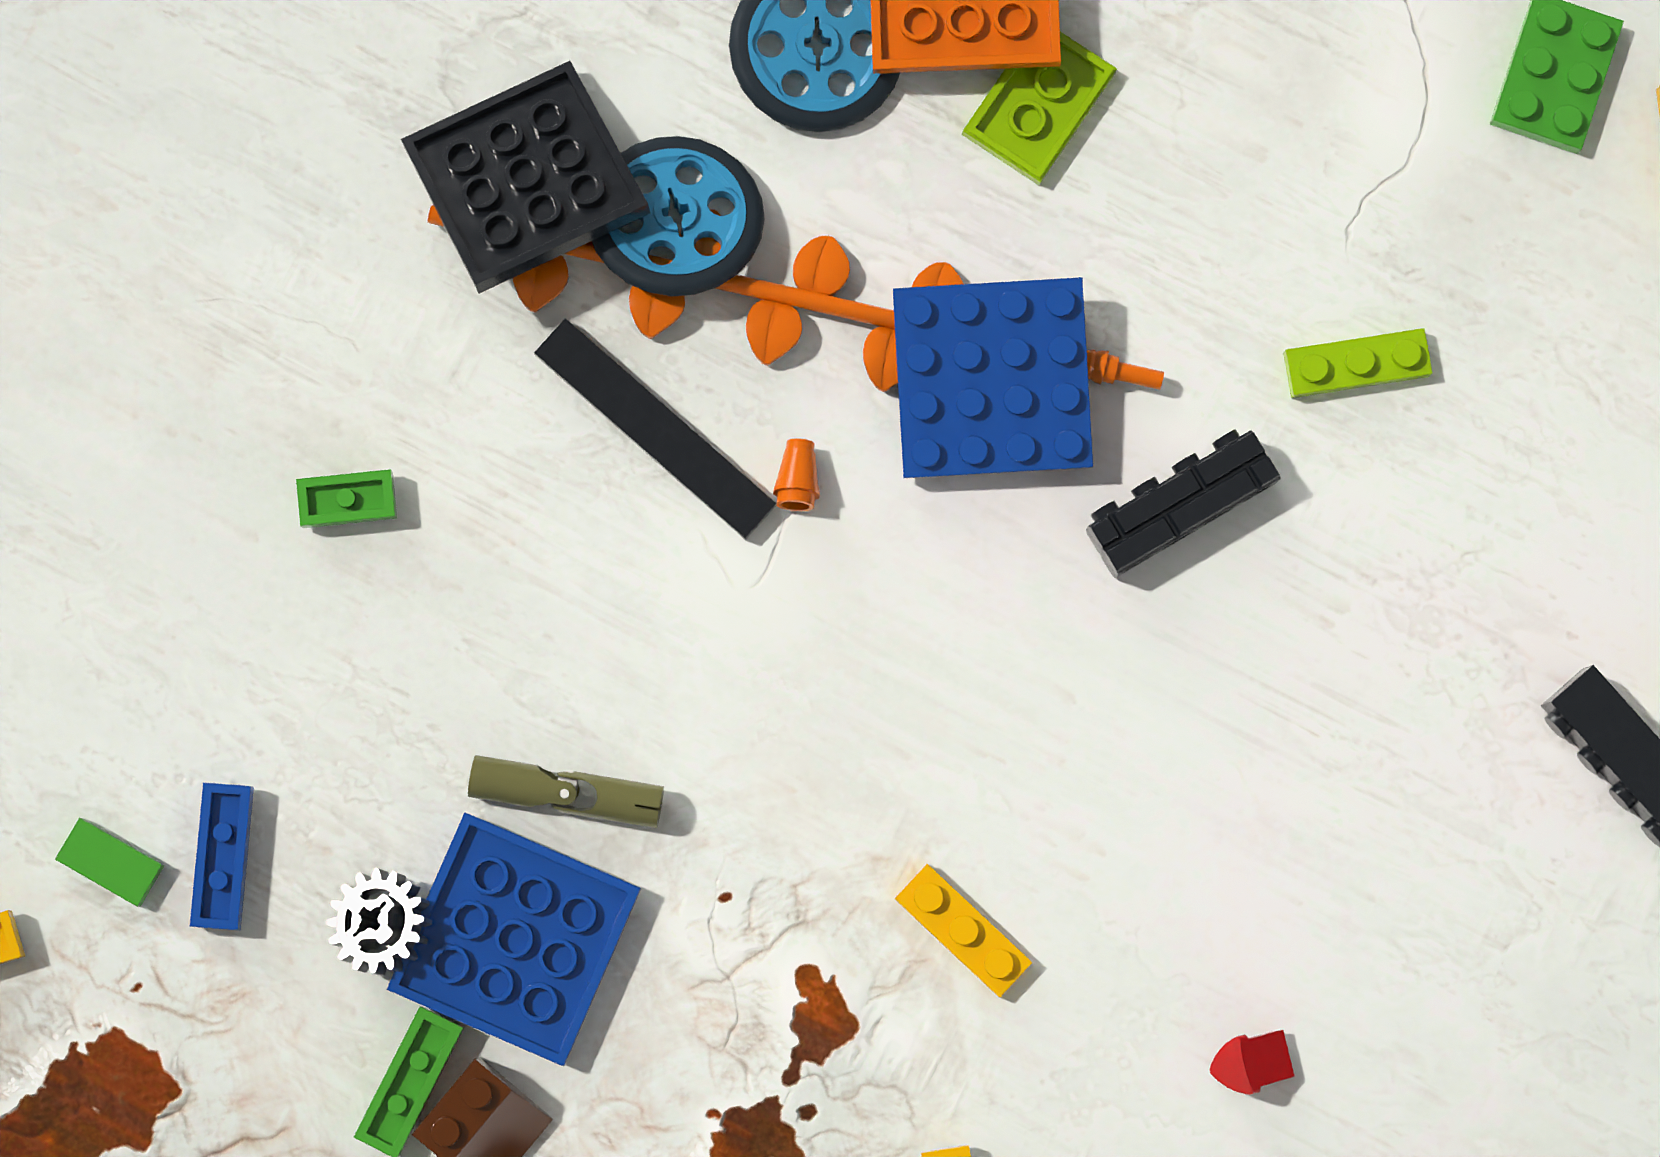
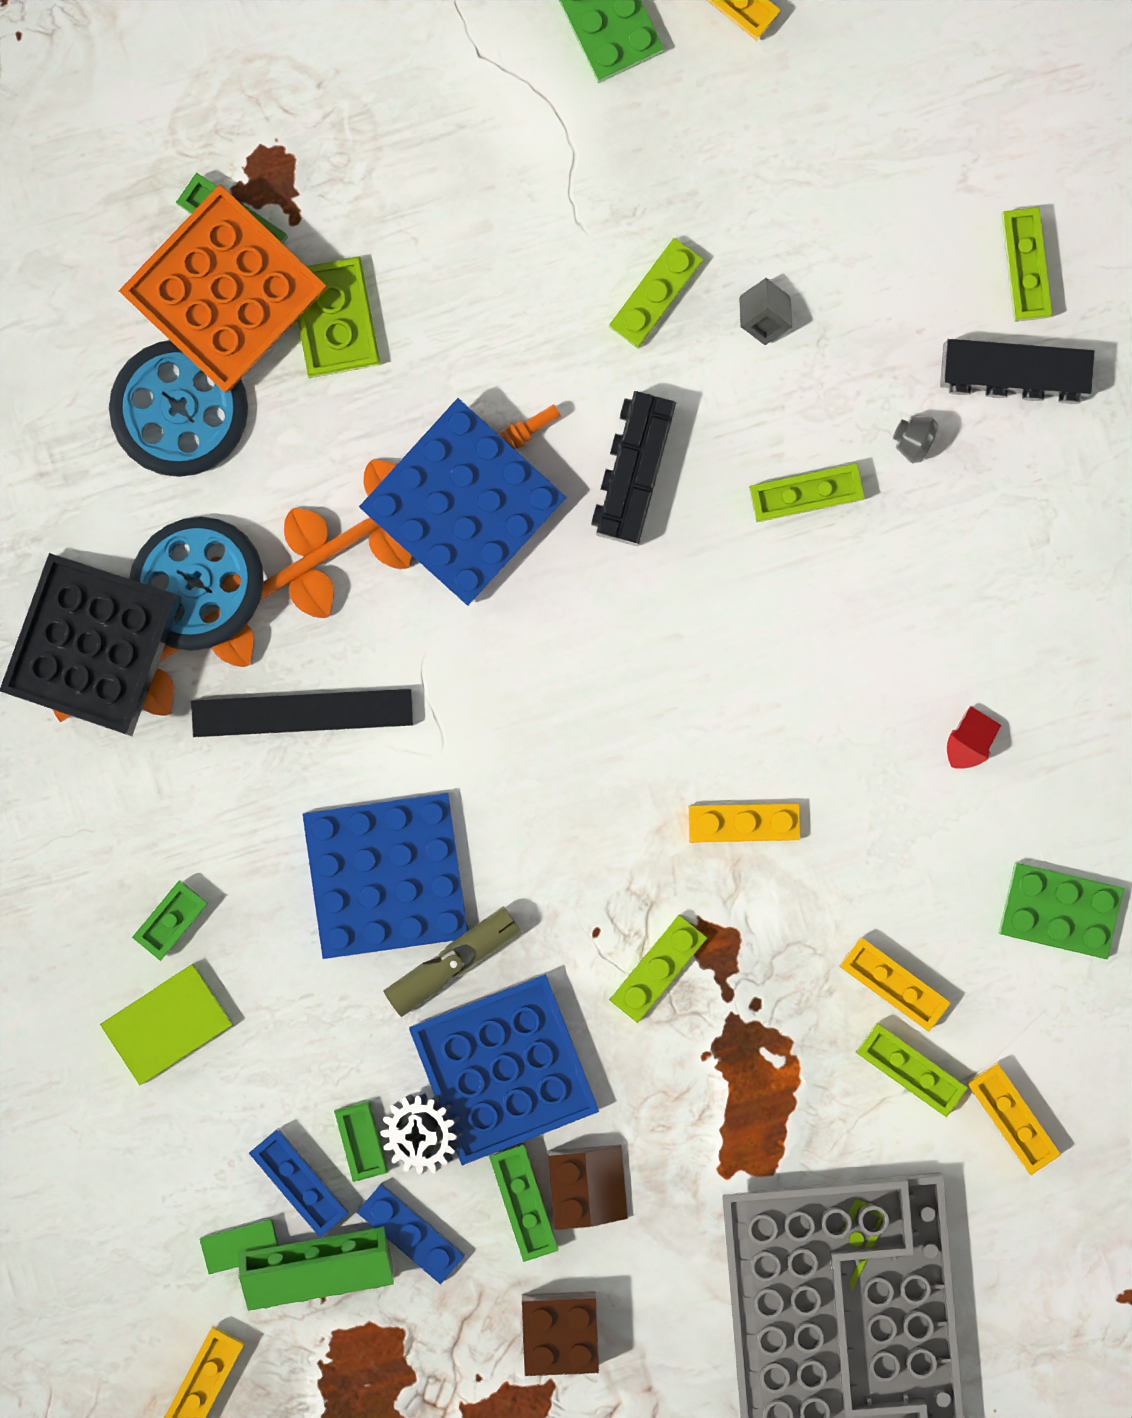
camera: 45 degrees left, 5 degrees up
(156, 951) = (315, 1268): none -> bright green brick
(248, 590) = (166, 1024): none -> lime tile
(277, 1007) = (411, 1233): none -> blue plate
(317, 875) = (361, 1141): none -> bright green tile
(583, 652) = (385, 875): none -> blue plate
(749, 987) = (657, 968): none -> lime plate
(797, 477) = (408, 662): orange cone -> none
(1320, 680) = (806, 492): none -> lime plate
(1444, 477) = (765, 311): none -> dark grey panel
(1473, 727) = (915, 437): none -> dark grey cone

